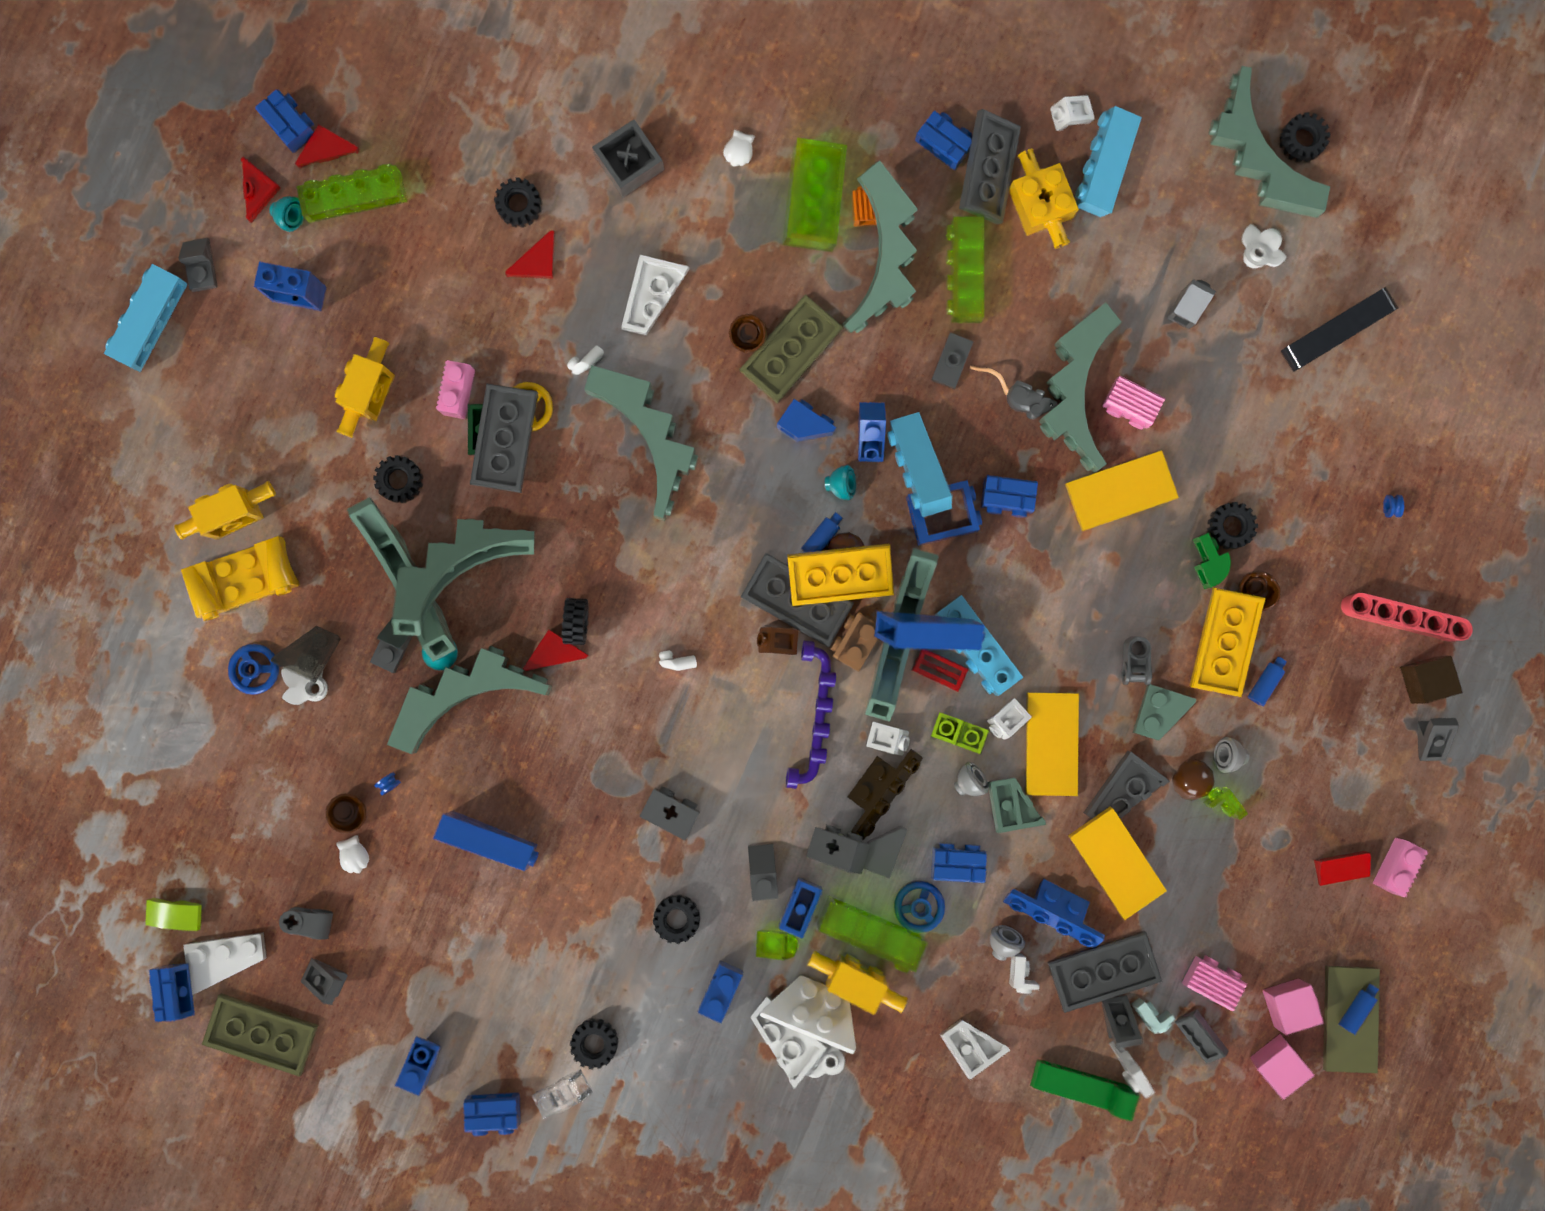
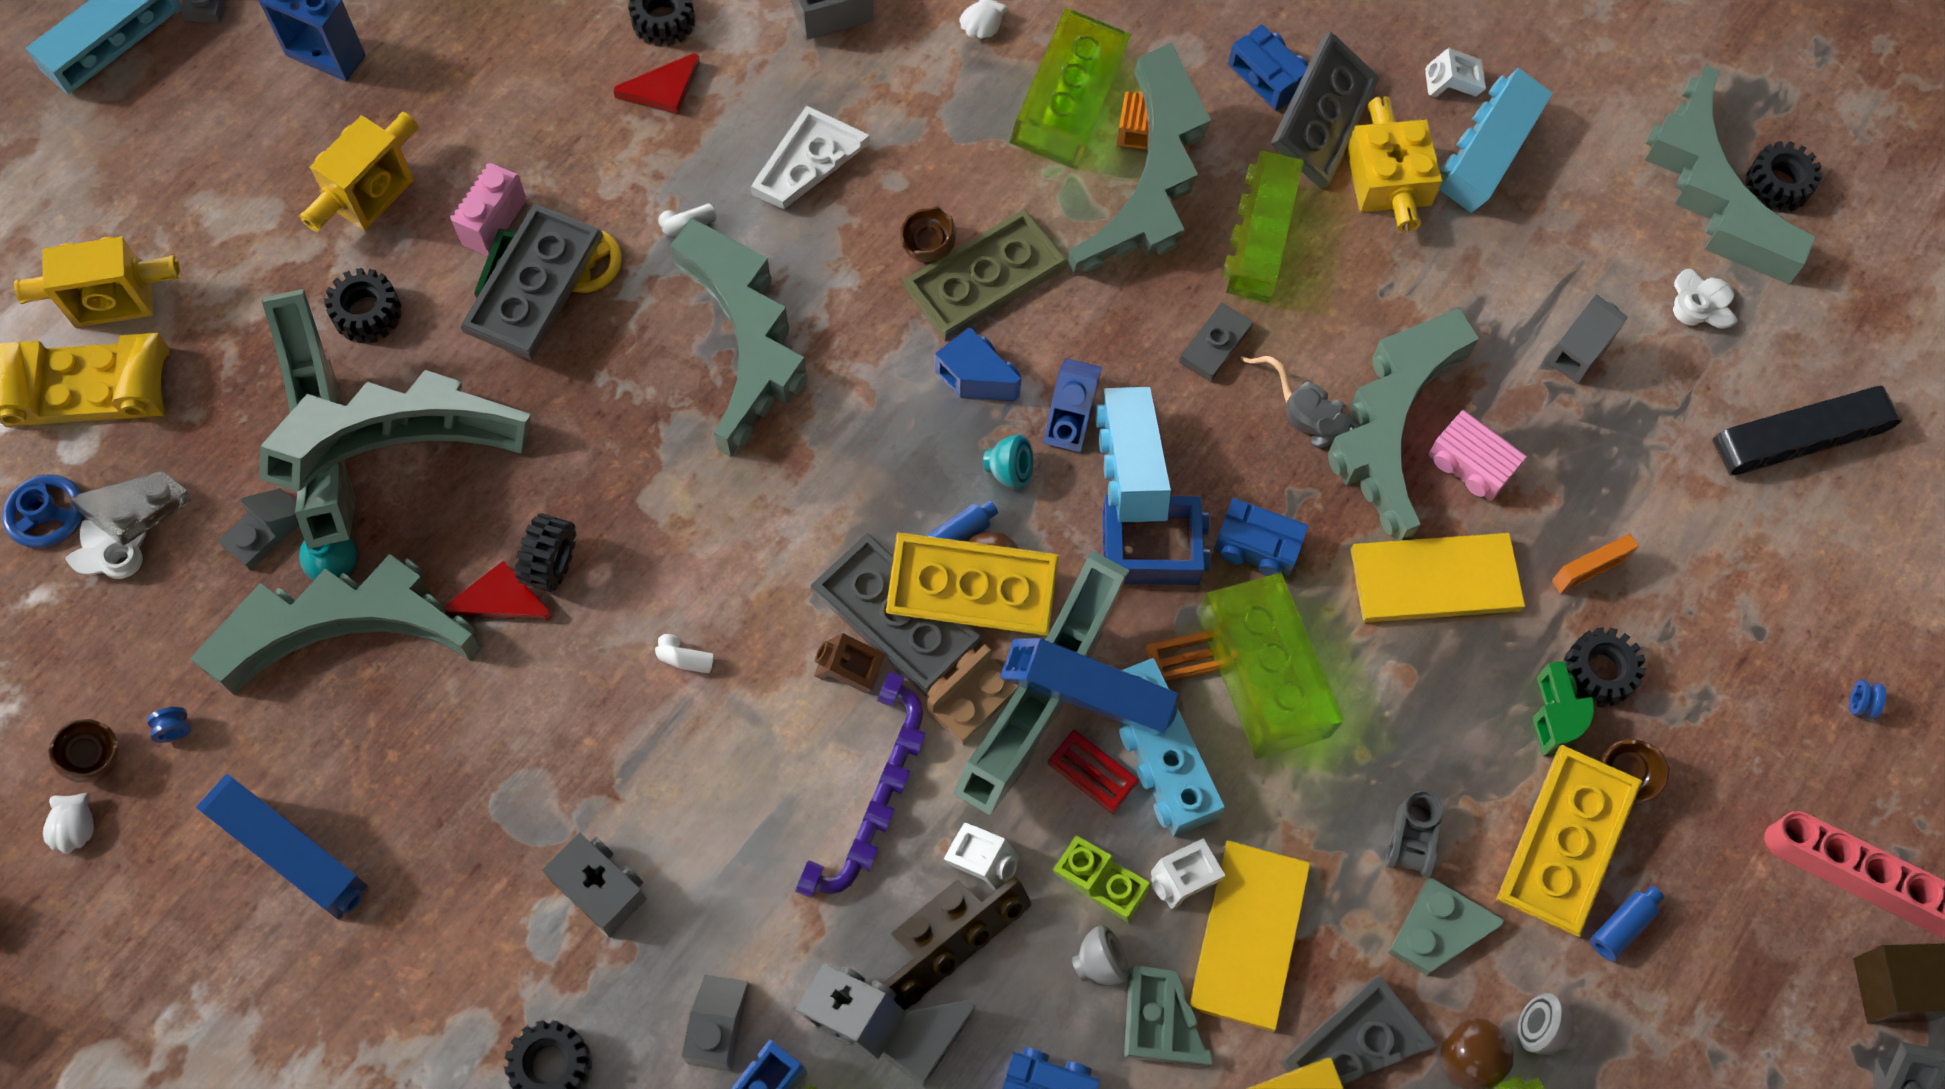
camera: 15 degrees right, 20 degrees down
(962, 591) = (1187, 672): none -> orange tile
(1031, 579) = (1269, 665): none -> clear neon green brick
(1218, 458) = (1595, 563): none -> orange tile

